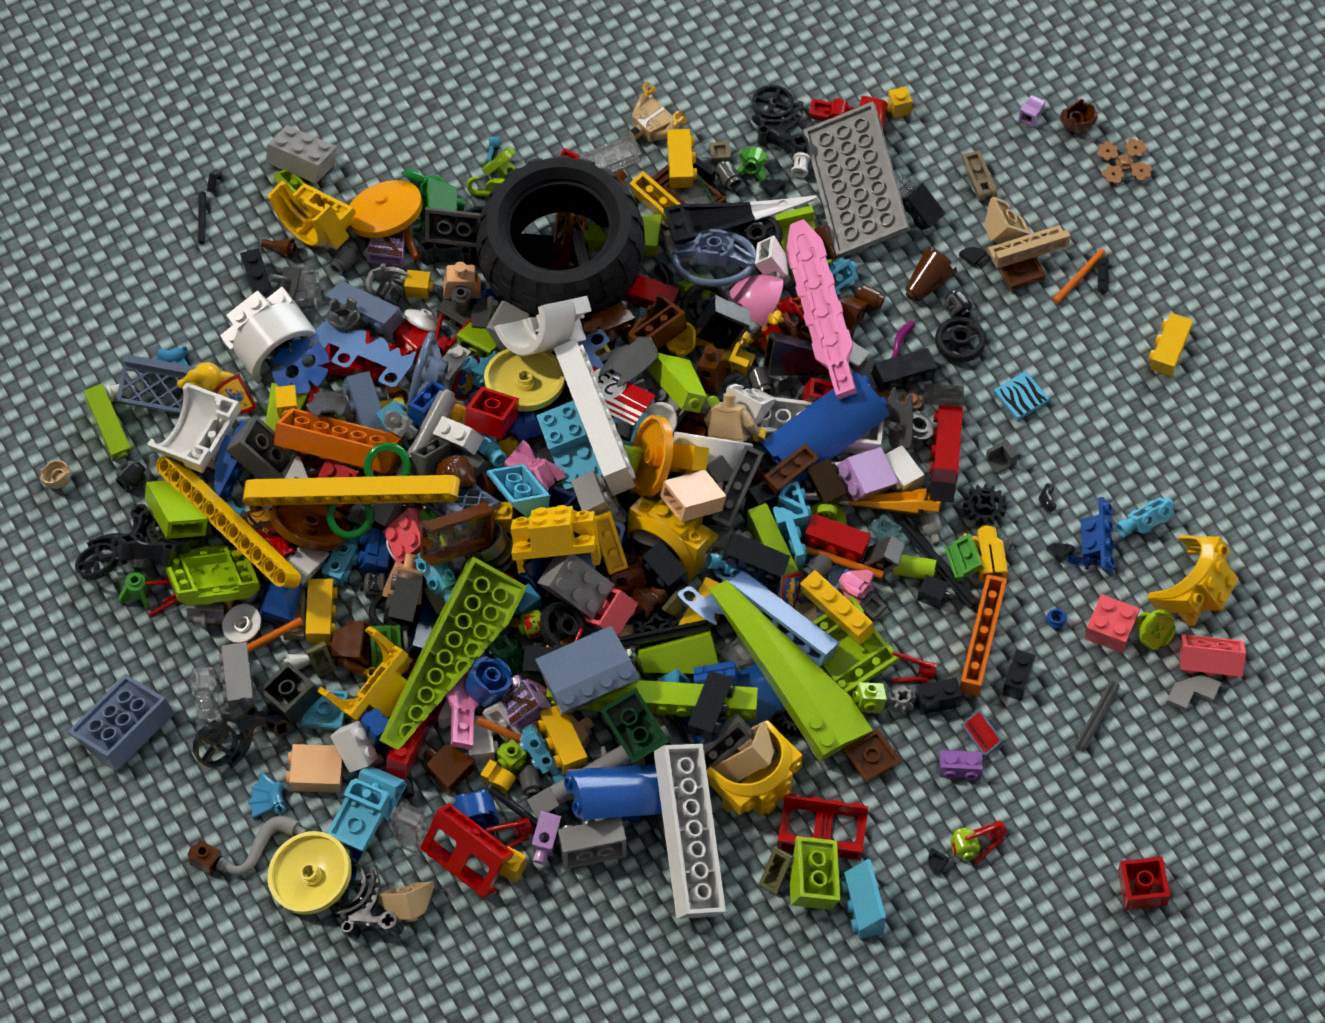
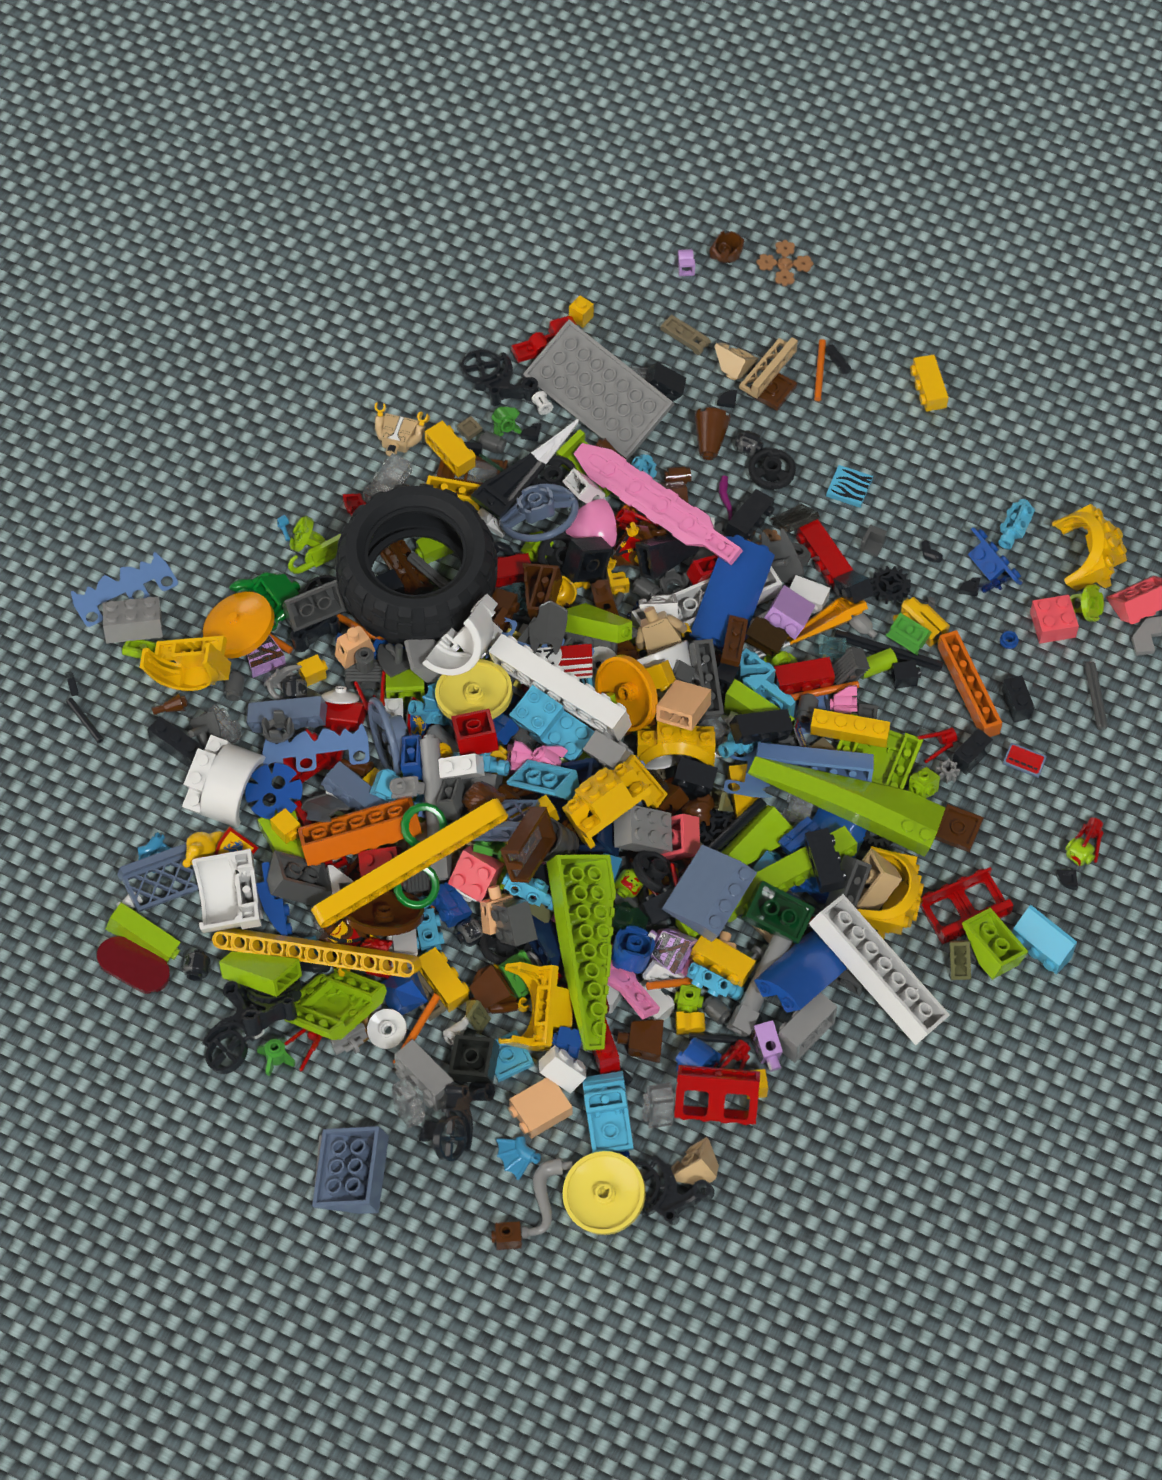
camera: 35 degrees left, 0 degrees up
(55, 474) = (132, 1002): tan hair -> none
(83, 444) = (133, 964): none -> dark red tile
(331, 121) = (130, 581): none -> medium blue piece
(960, 764) = (1027, 793): medium lavender bracket -> none

